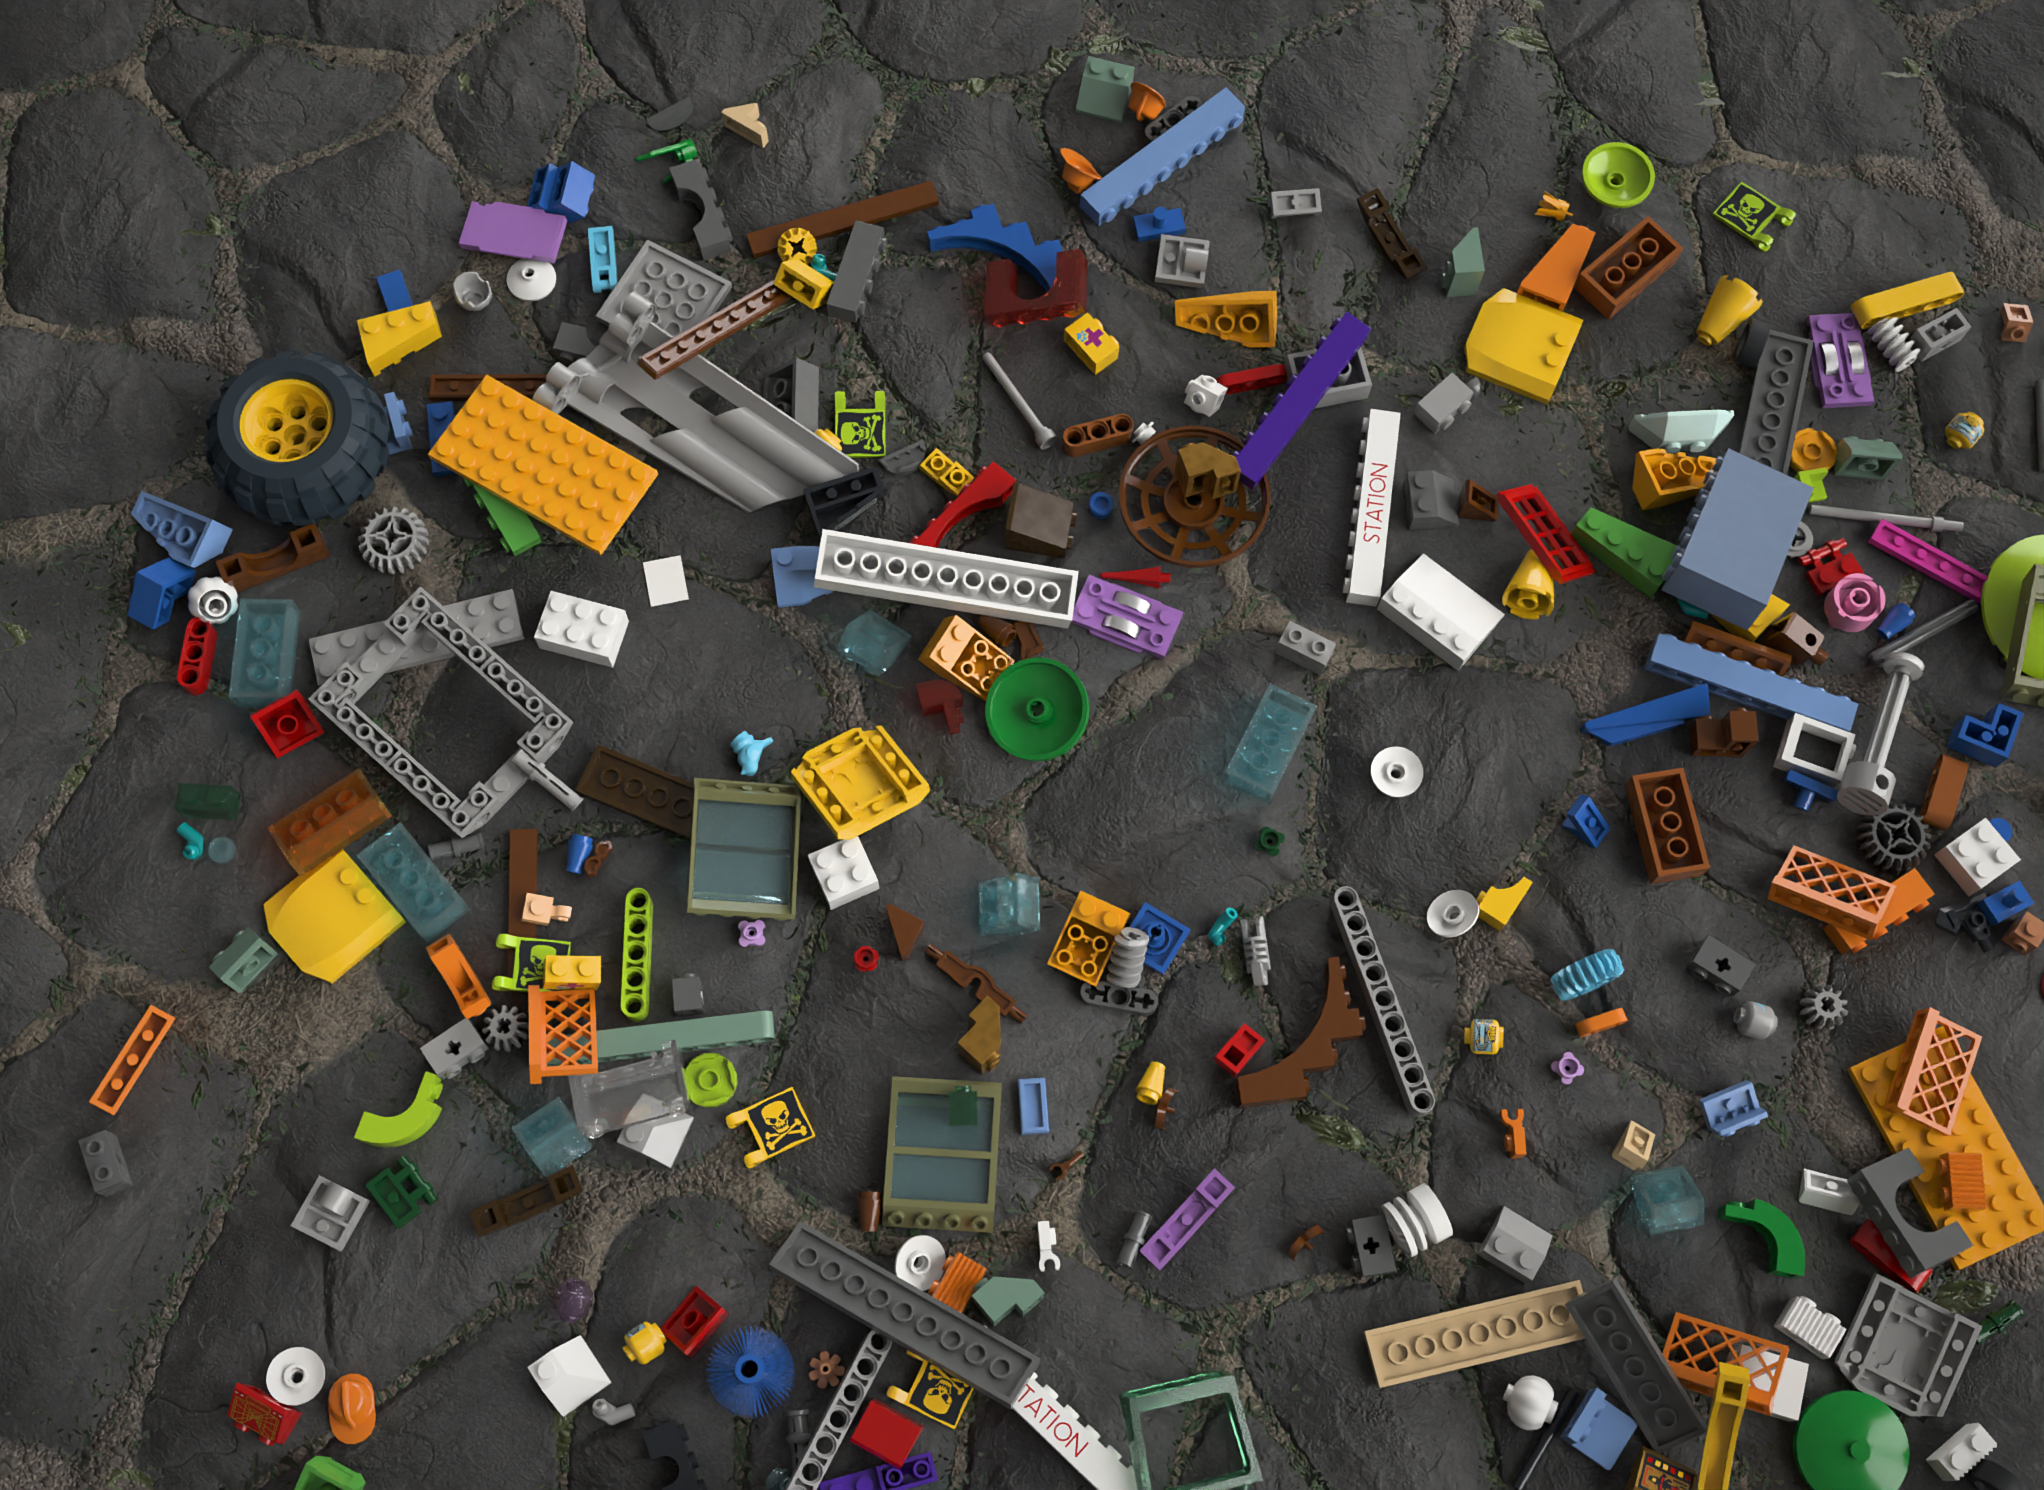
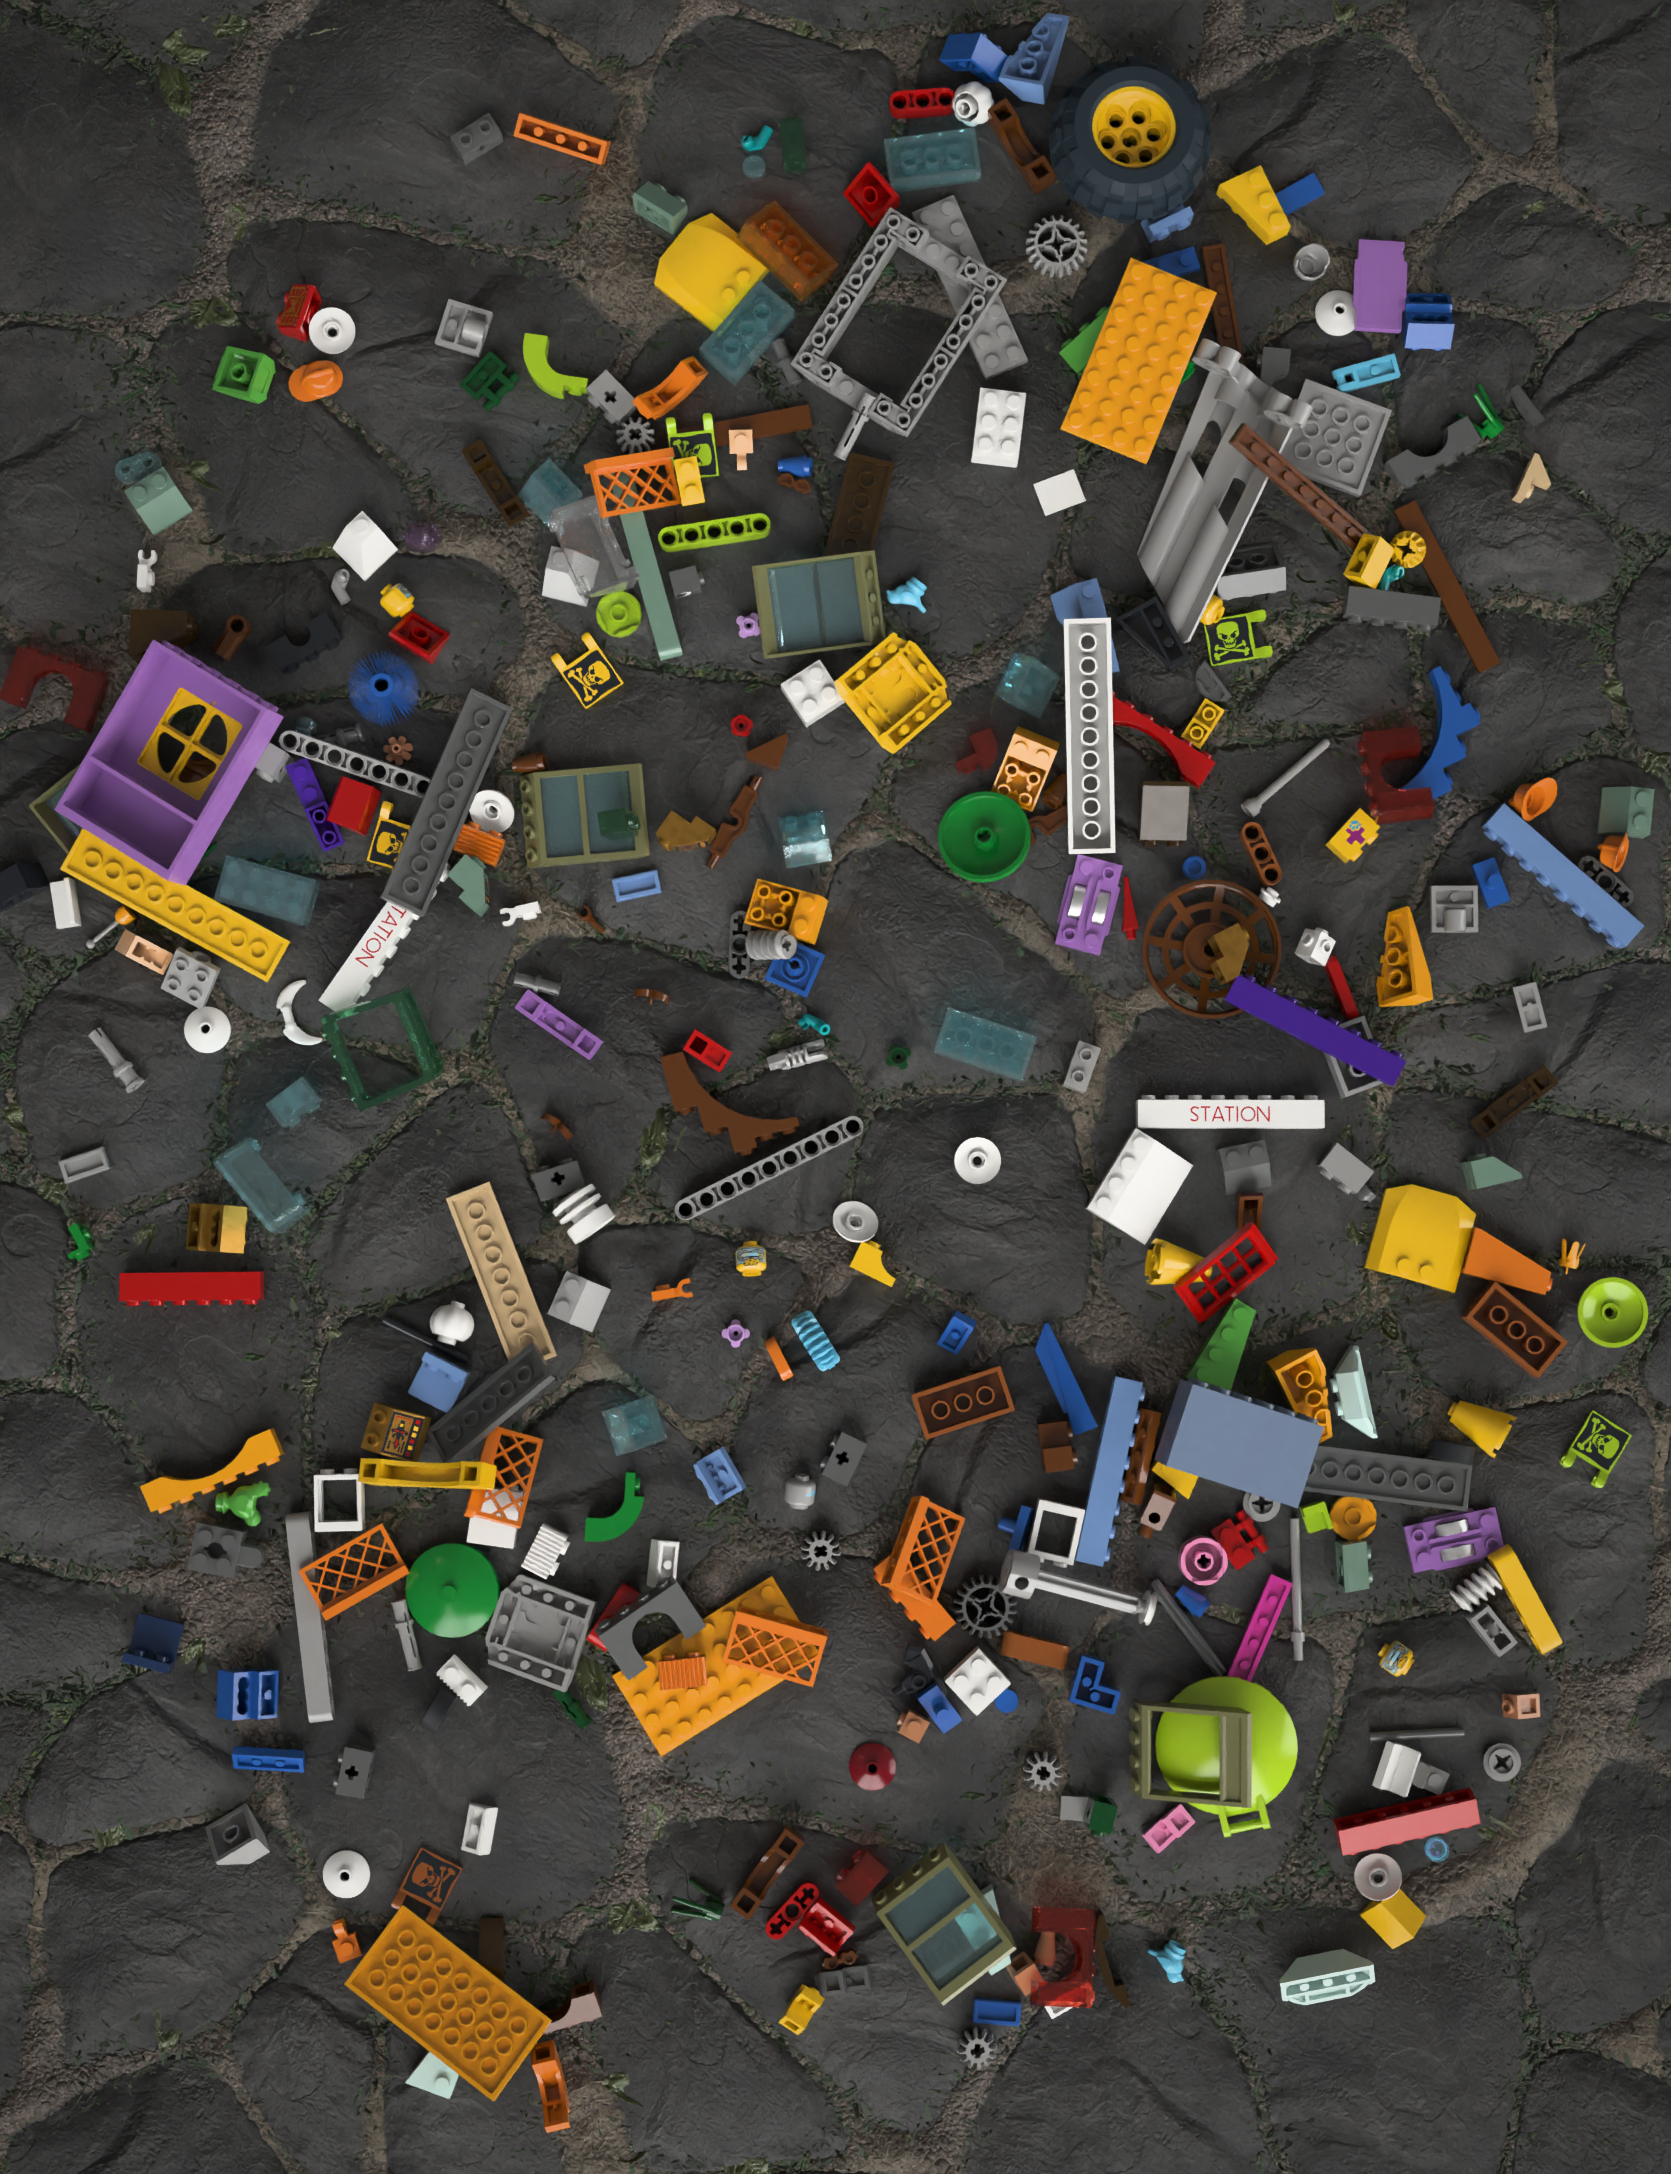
camera: 80 degrees right, 15 degrees up
(1151, 1085) = (669, 981): yellow cone -> none
(1634, 1146) = (676, 1394): tan slope -> none

